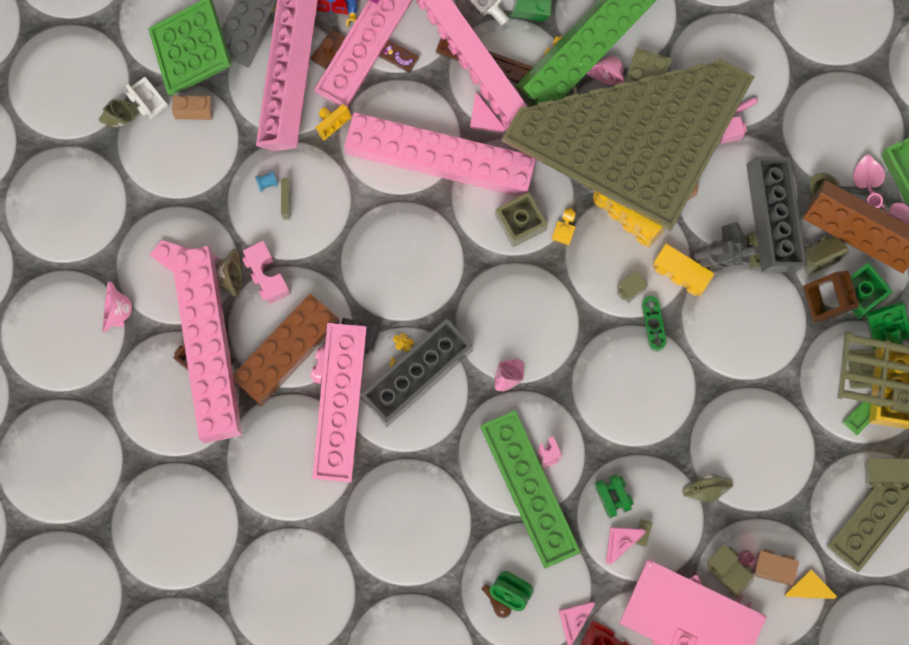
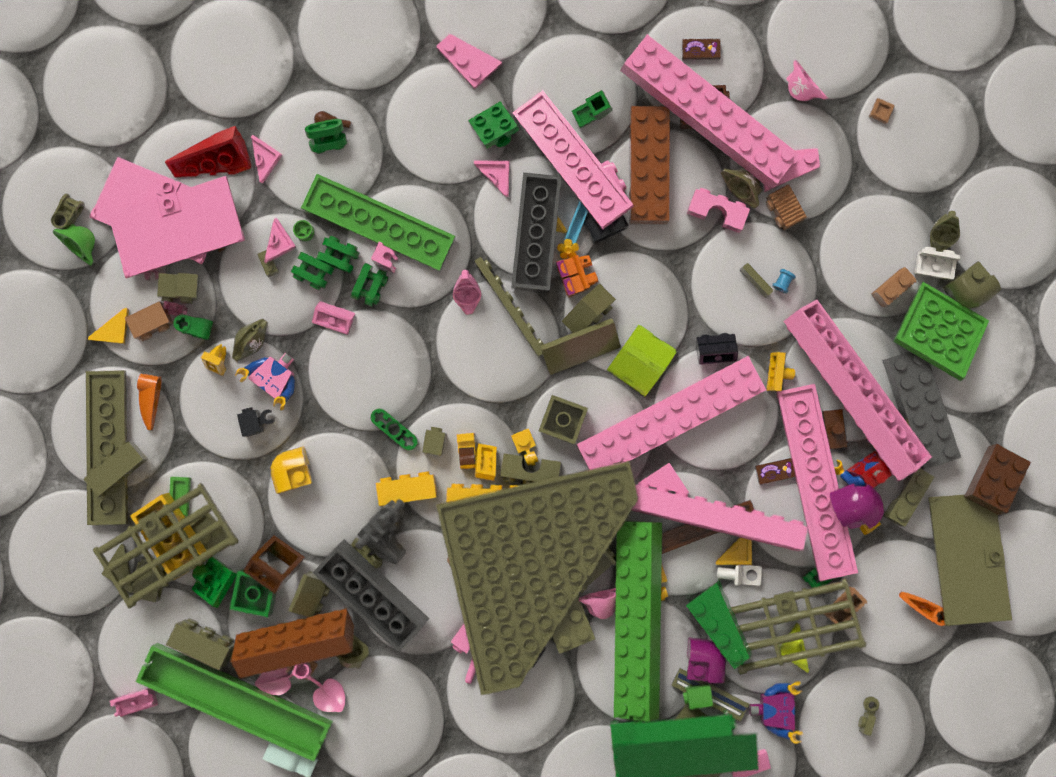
camera: 140 degrees right, 10 degrees up
(76, 241) = (881, 110): none -> medium nougat tile
(137, 59) = (973, 286): none -> olive brick
(163, 405) = (701, 49): none -> reddish brown tile
(215, 230) = (786, 207): none -> medium nougat brick
(287, 428) = (595, 108): none -> green brick
(347, 554) = (468, 60): none -> bright pink wing
(361, 174) = (716, 348): none -> black brick
(374, 484) = (494, 126): none -> green plate
(379, 356) = (577, 223): none -> medium azure piece
(404, 448) = (497, 173): none -> bright pink tile
(416, 319) = (572, 267): none -> orange hips
(421, 213) = (642, 360): none -> lime piece
(429, 280) = (589, 309): none -> olive brick
(459, 260) = (580, 346): none -> olive tile
(481, 23) = (737, 554): none -> yellow tile
(485, 328) = (506, 299): none -> olive plate
(568, 193) = (513, 469): none -> olive arch
(572, 485) = (333, 244): none -> green brick
(583, 436) = (379, 280): none -> green brick
(593, 532) = (301, 228): none -> bright green wheel
(606, 238) = (485, 462): none -> yellow tile
(612, 261) = (466, 450): none -> leg
(627, 447) = (333, 317): none -> bright pink slope
(714, 439) = (272, 377): none -> torso
(741, 530) = (196, 326): none -> green piece
(747, 489) = (215, 359): none -> yellow tile
(759, 420) = (251, 422): none -> black brick
(760, 358) = (290, 470): none -> yellow brick
(826, 509) = (149, 393): none -> orange piece

